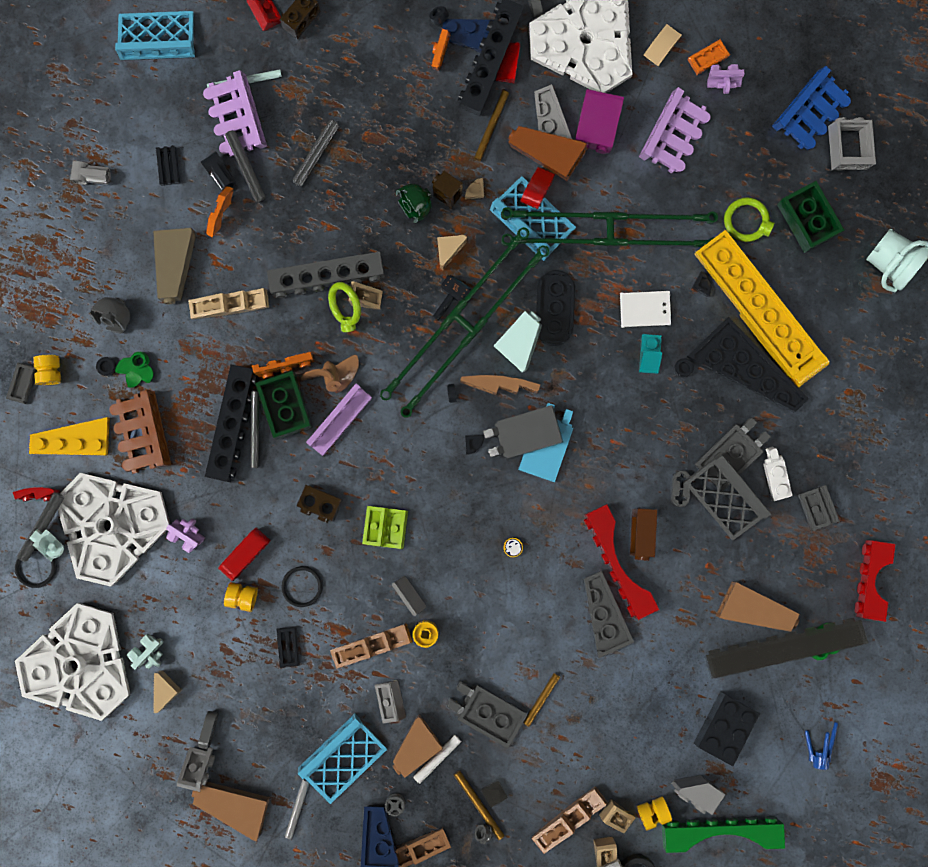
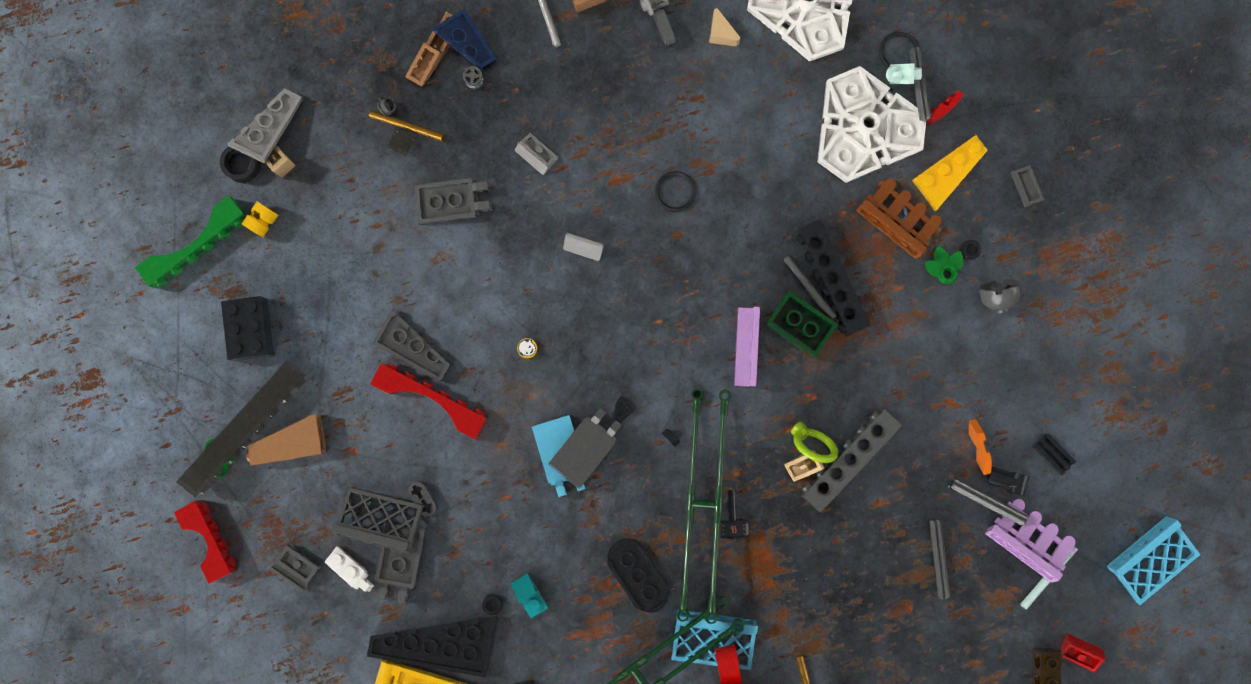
camera: 145 degrees right, 0 degrees up
(47, 370) = (1015, 211): yellow wheel -> none
(83, 173) = (1116, 395): light grey piece -> none
(139, 658) = (761, 41): light aqua hips -> none
(172, 261) = (986, 376): dark tan slope -> none
(186, 532) = (800, 165): lavender hips -> none
(228, 304) = (912, 375): tan slope -> none
(240, 596) = (719, 146): yellow wheel -> none
(244, 554) = (741, 182): red beam -> none
(288, 647) = (660, 148): black tile -> none
(303, 360) = (824, 357): orange wing -> none
(321, 499) = (713, 271): dark brown brick -> none
(333, 744) = (557, 80): medium azure fence -> none
(336, 376) = (777, 380): medium nougat piece -> none
(371, 646) = (584, 185): medium nougat slope -> none
(385, 527) = (643, 287): lime slope -> none
(414, 201) = (824, 578): dark green cylinder -> none
(416, 748) = (488, 132): medium nougat slope -> none
(425, 633) = (547, 226): yellow wheel -> none
(437, 759) = (465, 136): white piece -> none
(447, 189) = (804, 609): dark brown brick -> none
(449, 247) = (764, 560): tan slope -> none
(475, 190) = (780, 628): tan tile -> none
(491, 383) = (643, 470): medium nougat slope -> none
(520, 340) = (646, 523): light aqua slope -> none
(541, 700) = (415, 243): pearl gold bar -> none
(569, 819) = (325, 165): medium nougat slope -> none
(616, 816) = (289, 195): tan slope -> none
(643, 533) = (426, 437): reddish brown window -> none
(645, 309) = (561, 631): white container -> none
(700, 791) = (235, 261): light grey slope -> none
(822, 758) = (152, 362): blue plant -> none

